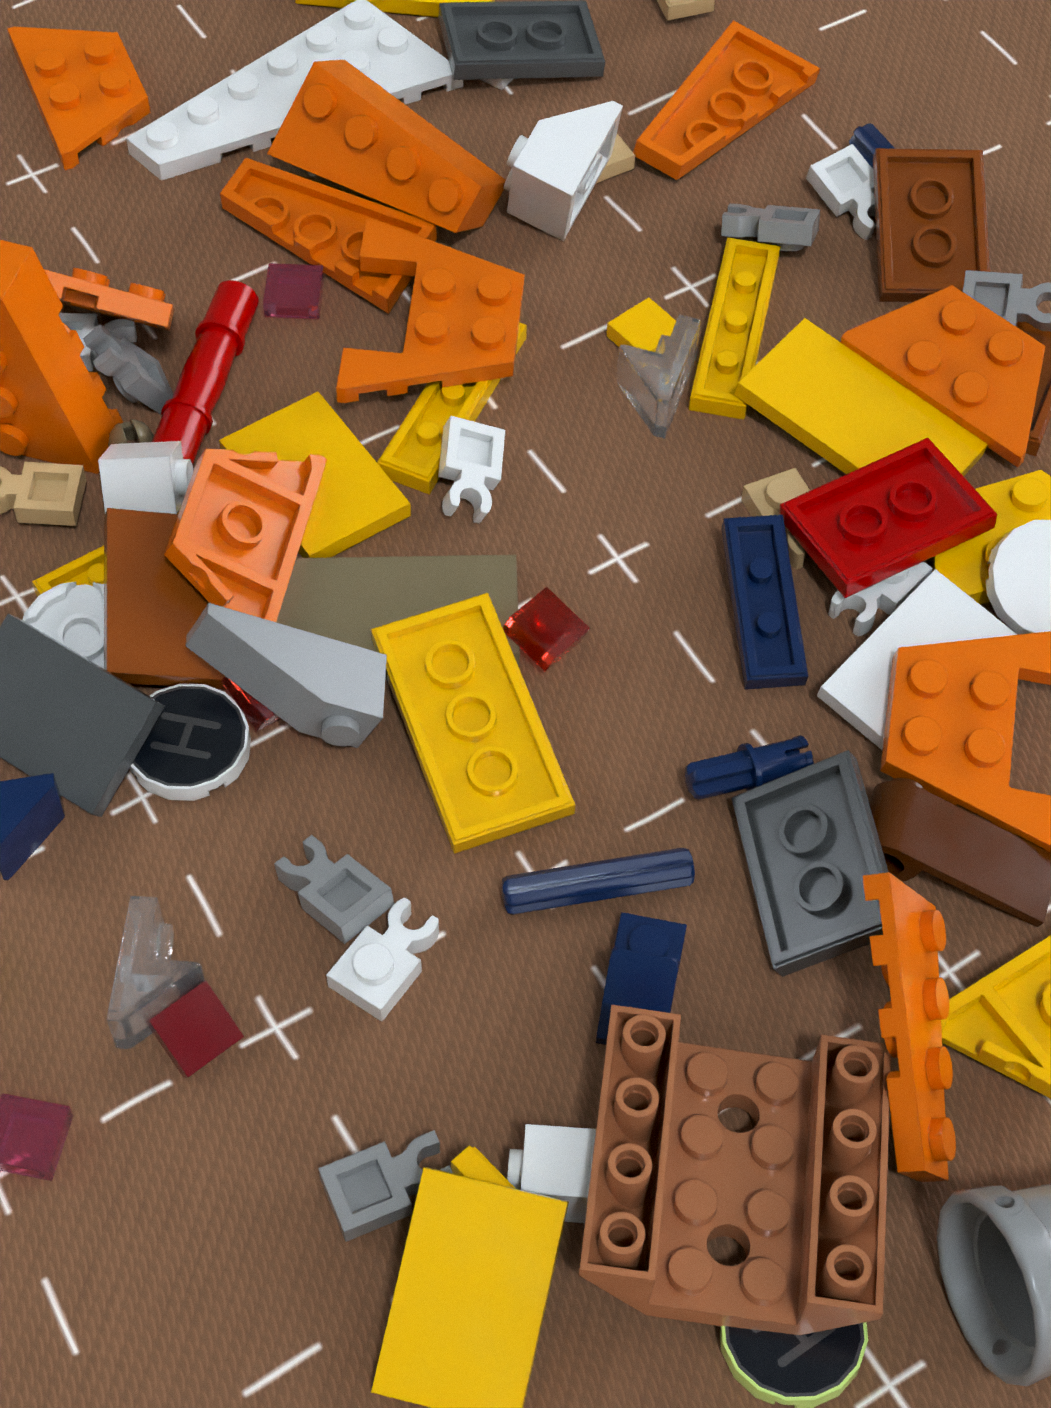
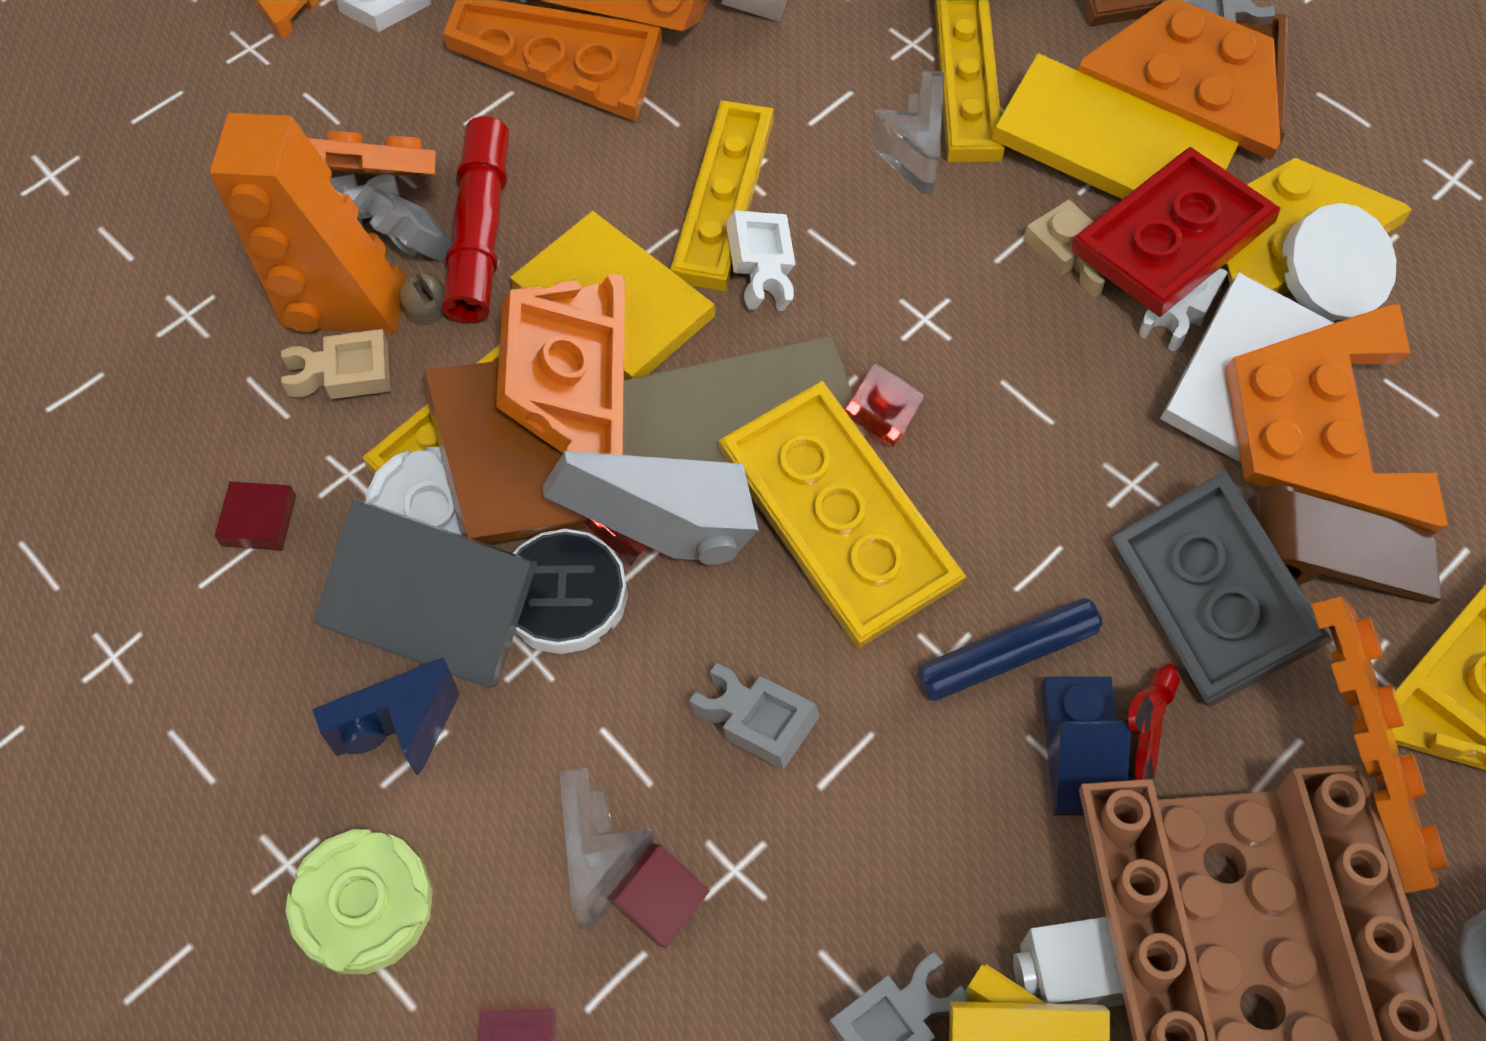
camera: 10 degrees left, 5 degrees up
(145, 476) = (450, 329): white brick -> none
(293, 291) = (539, 116): clear pink tile -> none
(383, 967) = (822, 783): white plate -> none
(458, 319) = (711, 116): orange wing -> none
(641, 326) = (883, 90): yellow tile -> none
(712, 963) = (1147, 715): none -> red piece
(746, 767) = (1120, 504): dark blue axle -> none
(764, 602) = (1082, 336): dark blue tile -> none

